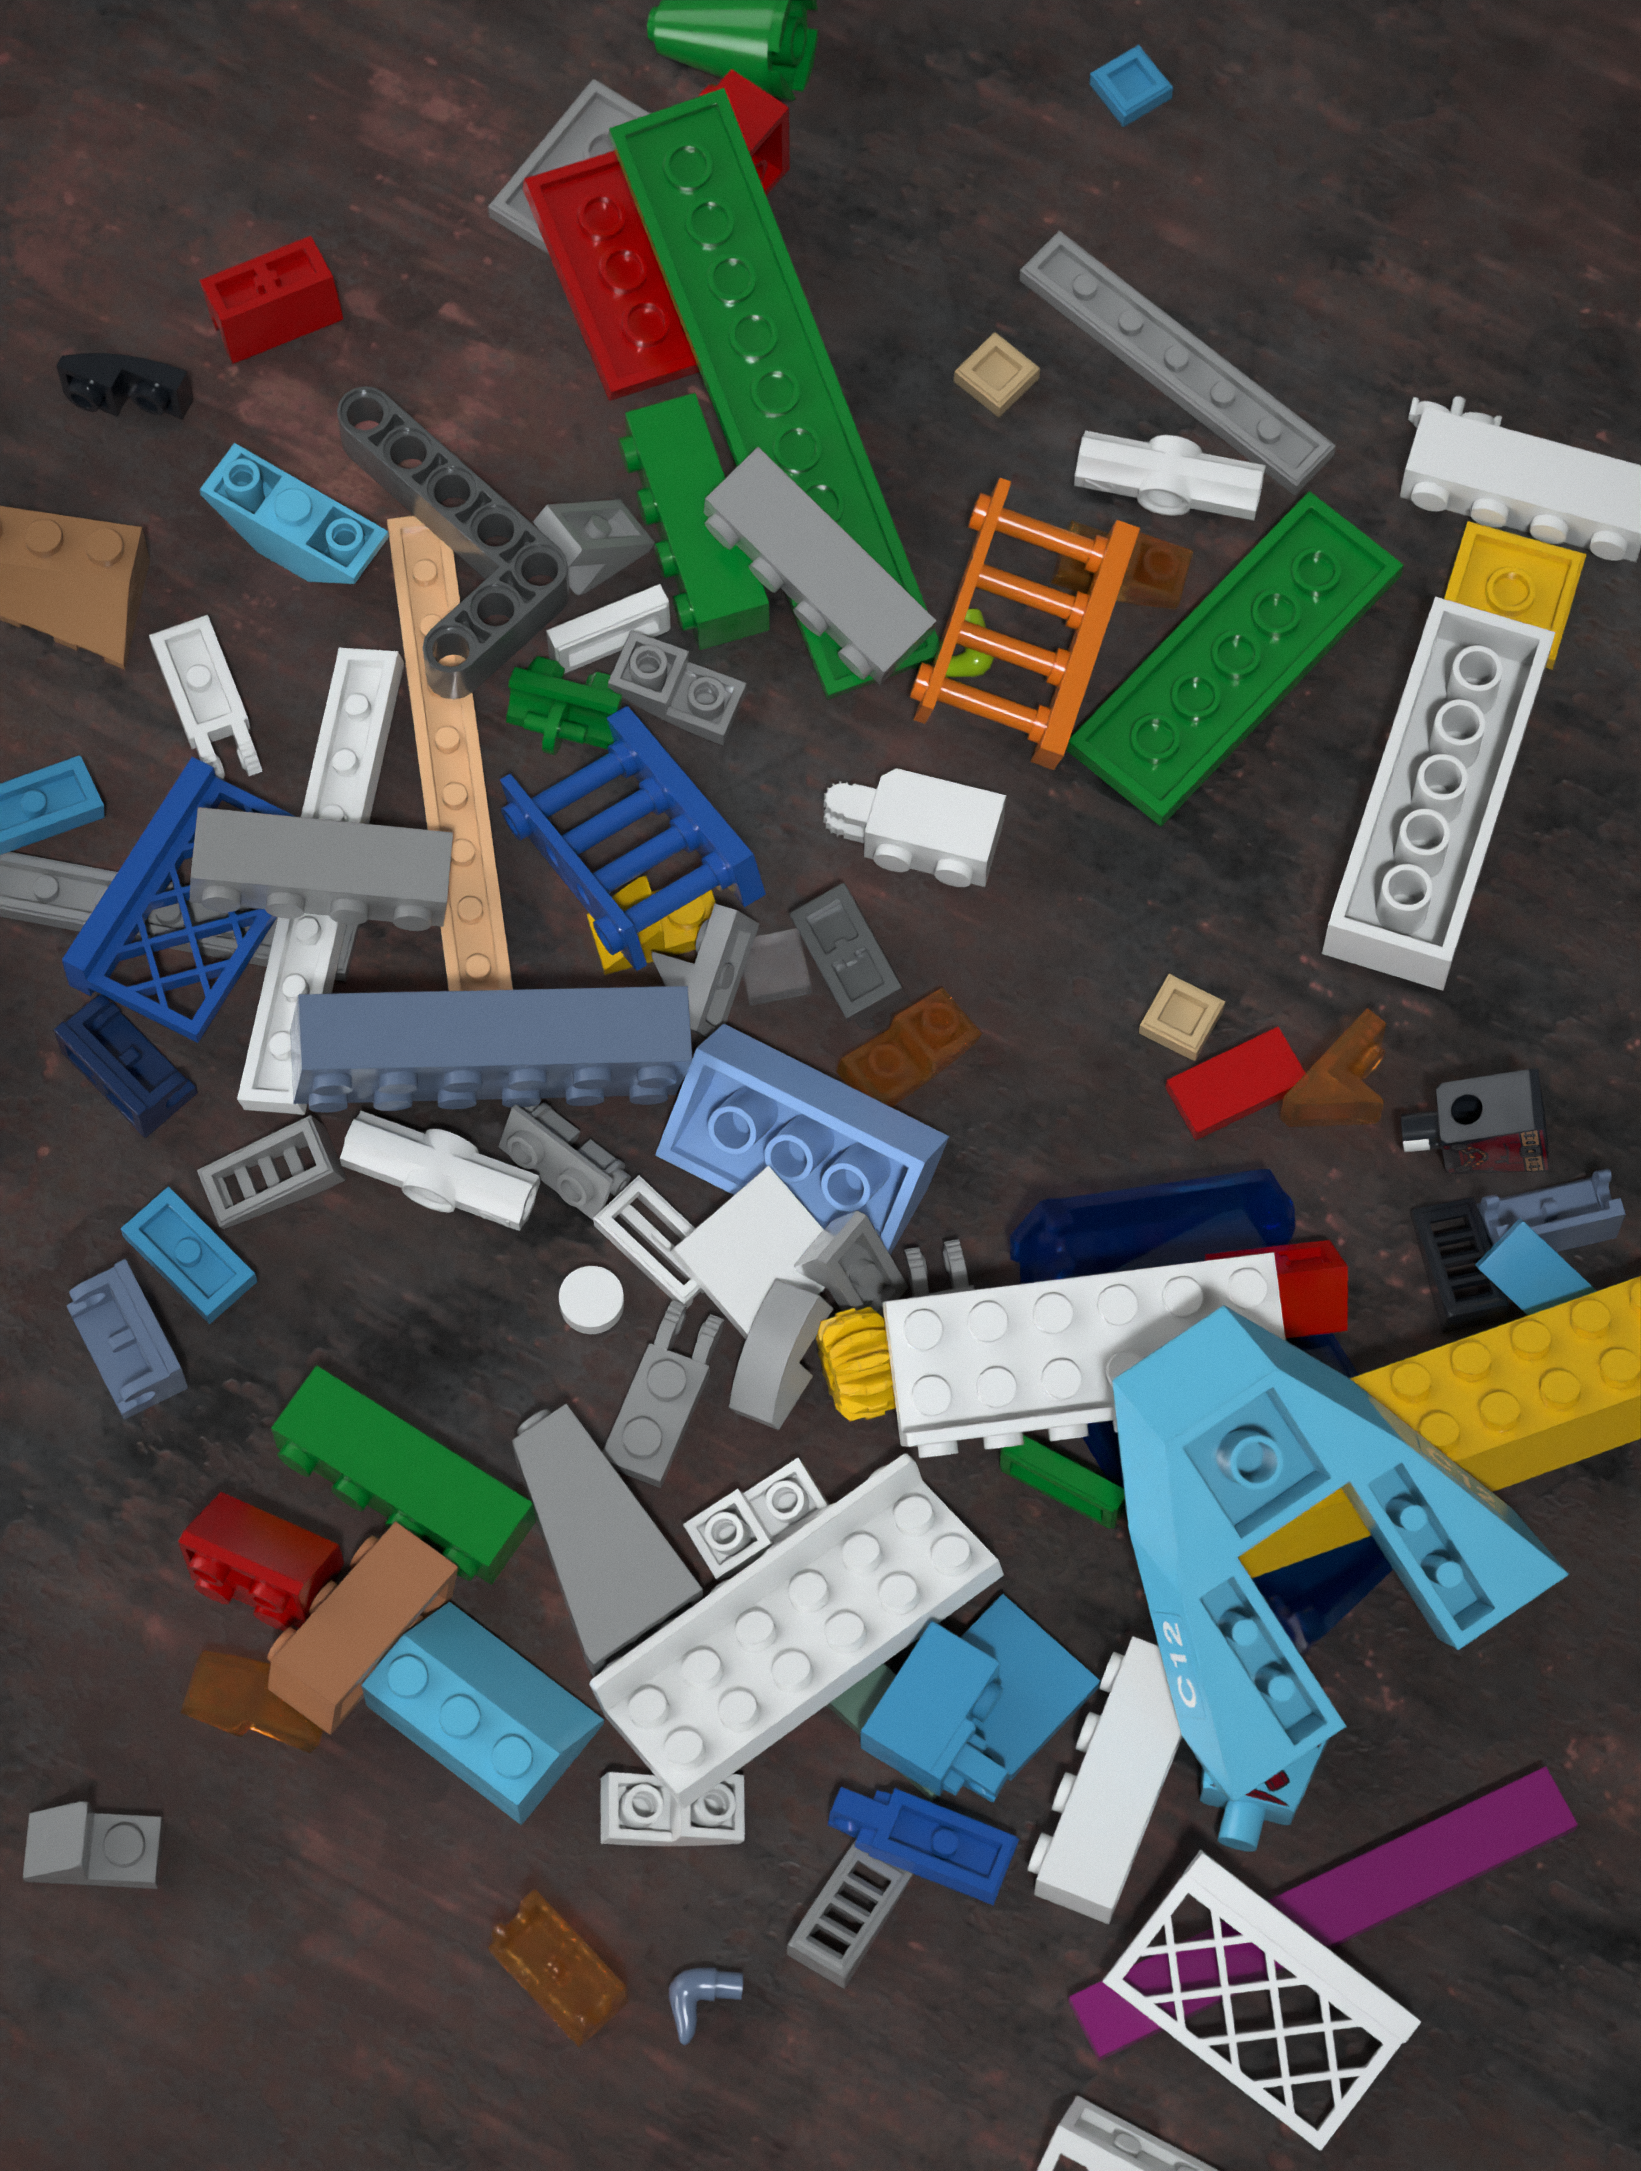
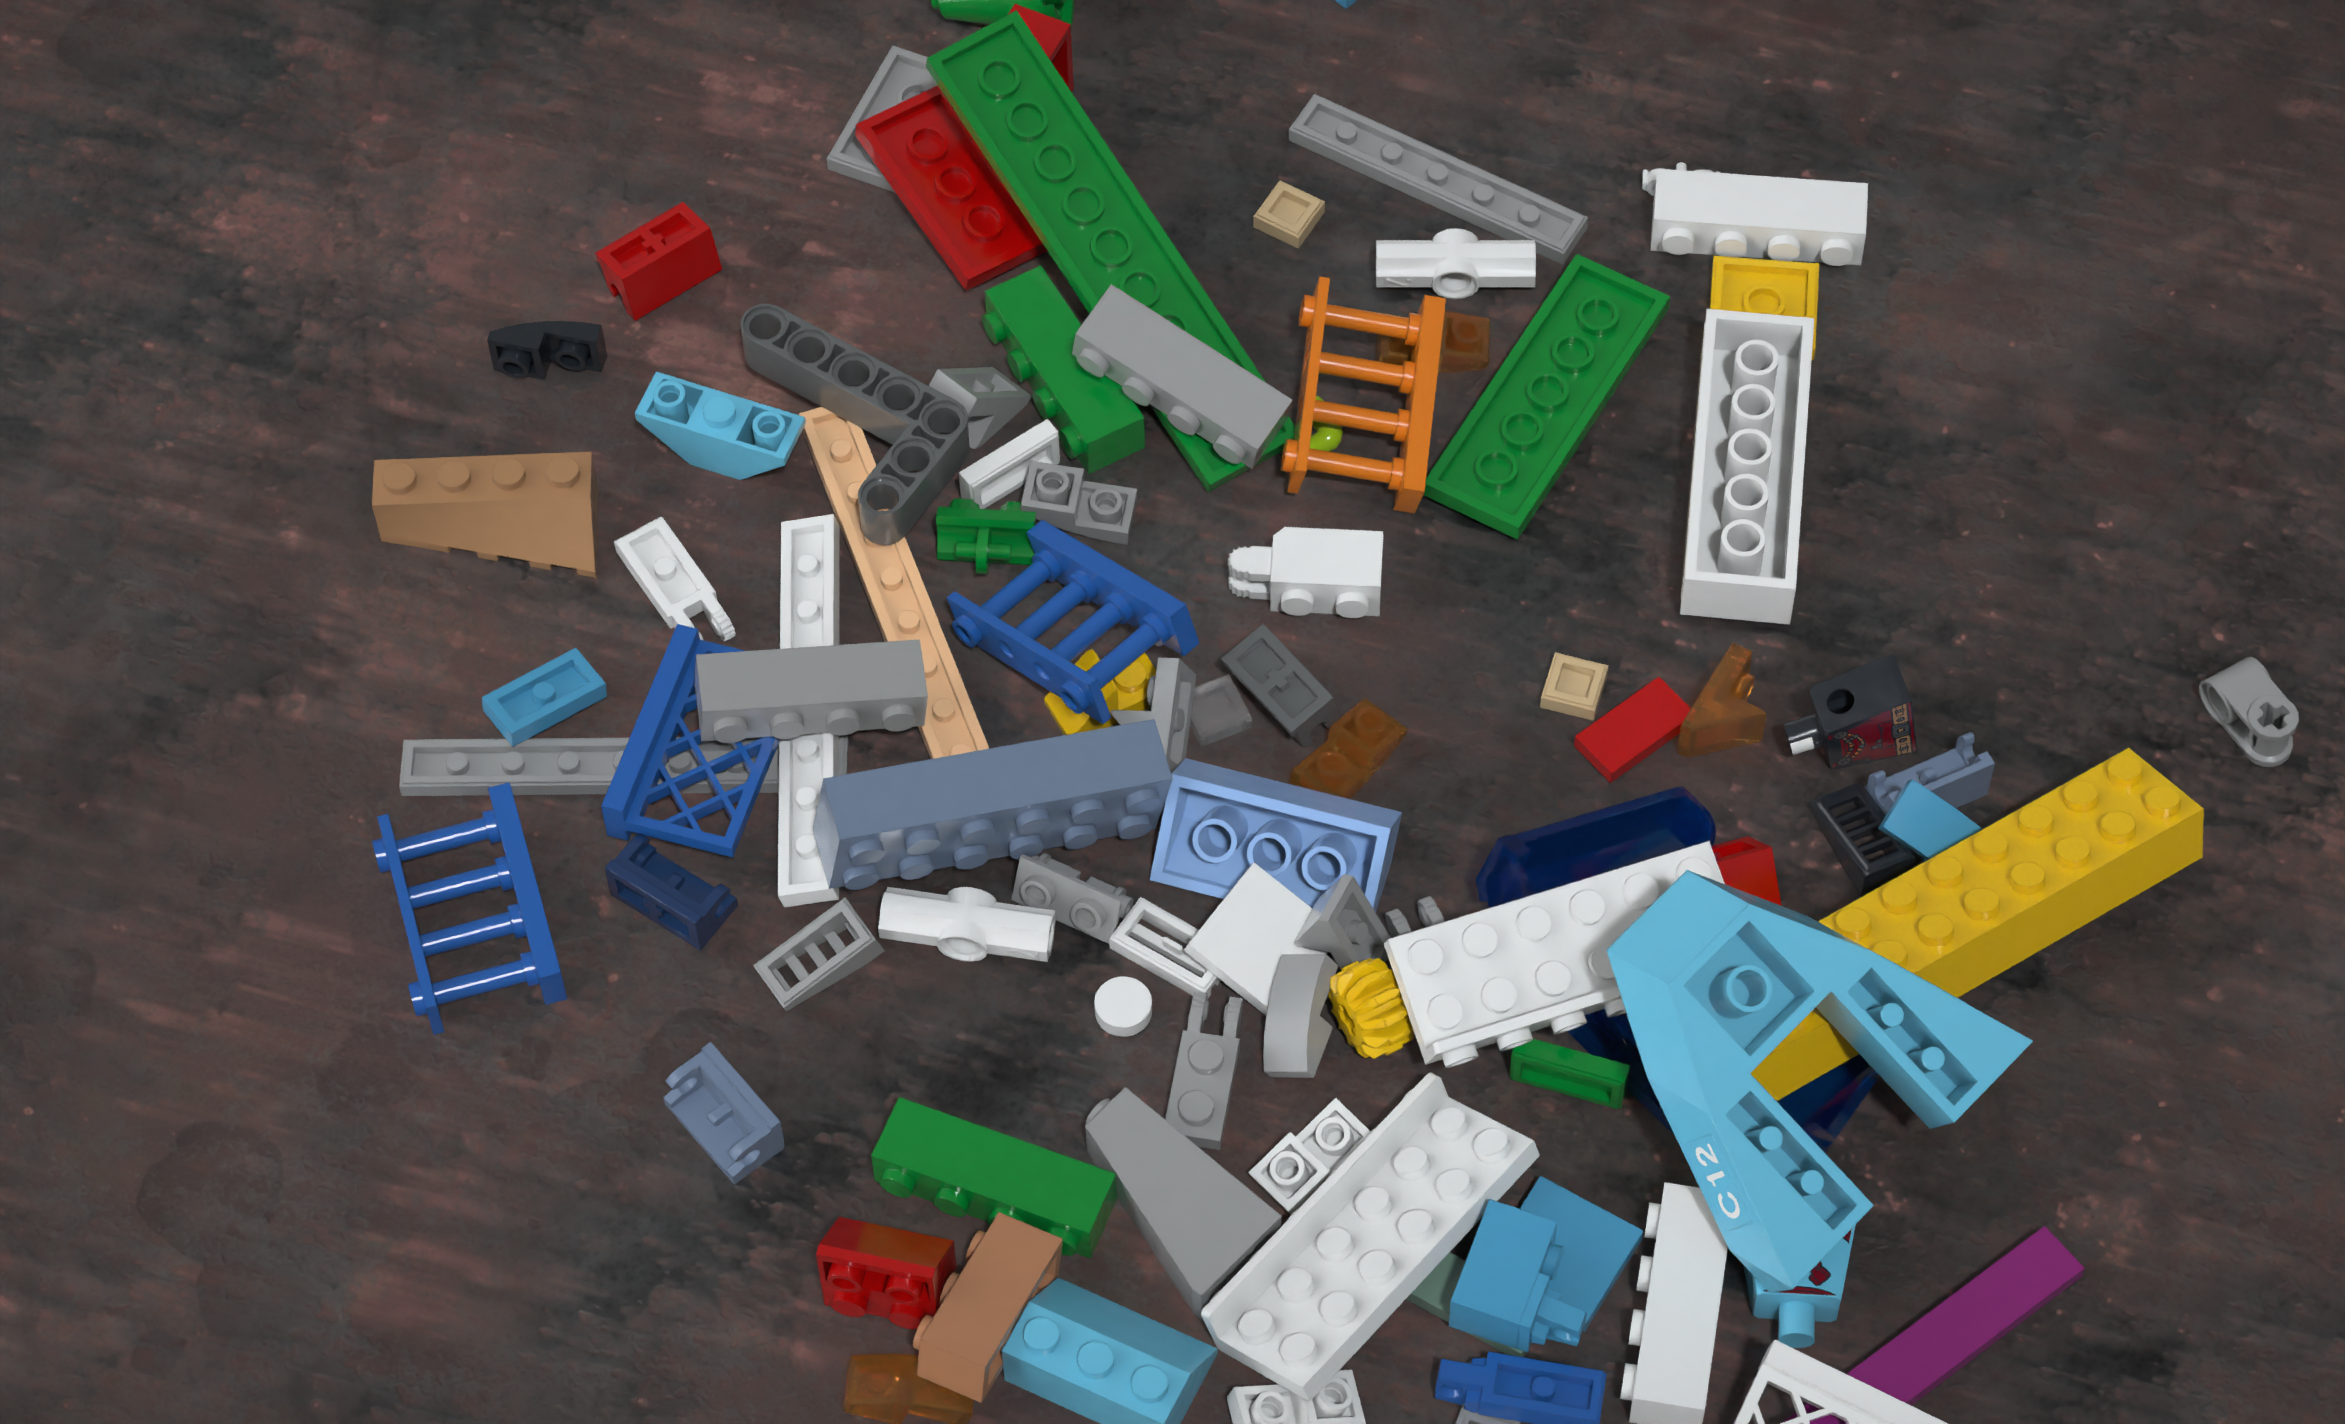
camera: 10 degrees left, 10 degrees down
(188, 1255) = (762, 1034): dark azure plate -> none

